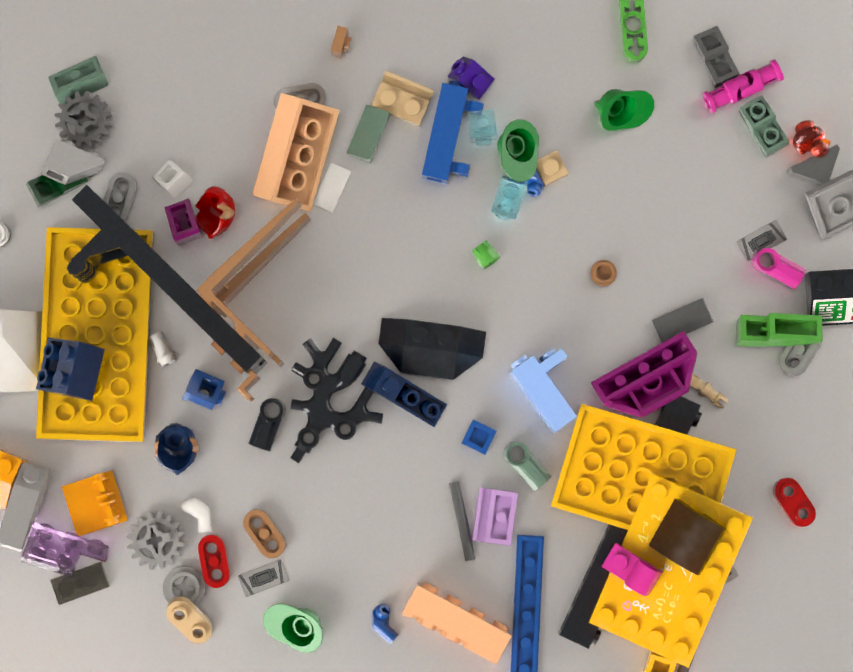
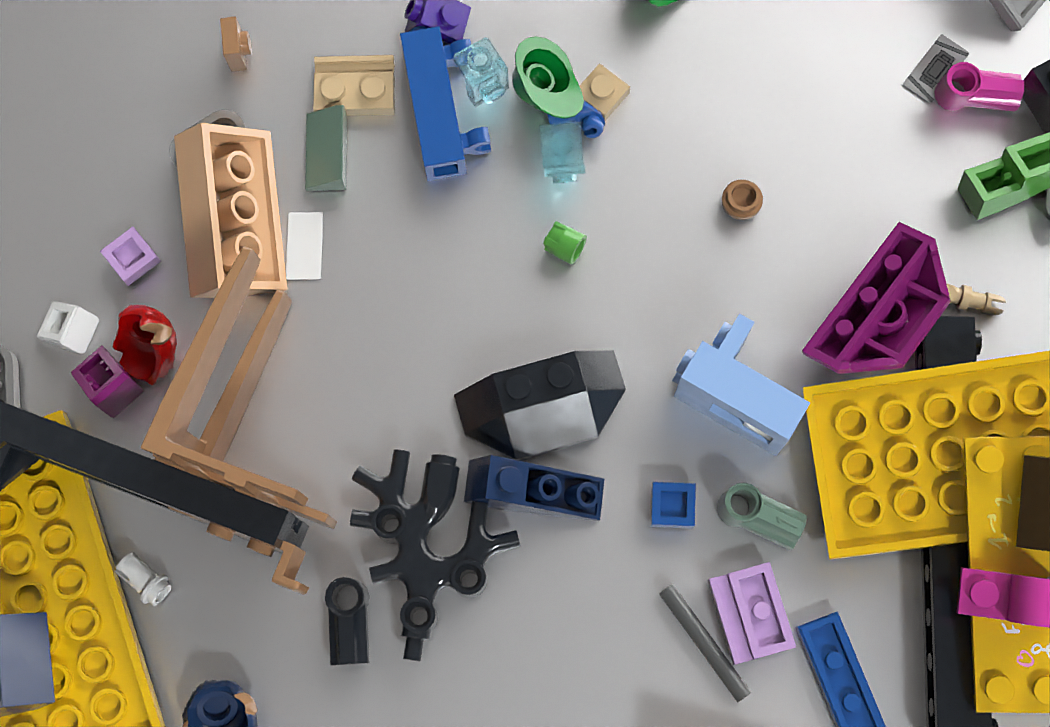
camera: 20 degrees left, 10 degrees down
(204, 381) = (228, 599): blue brick -> none
(226, 151) = (130, 256): none -> lavender plate
(683, 319) = (893, 204): dark grey slope -> none

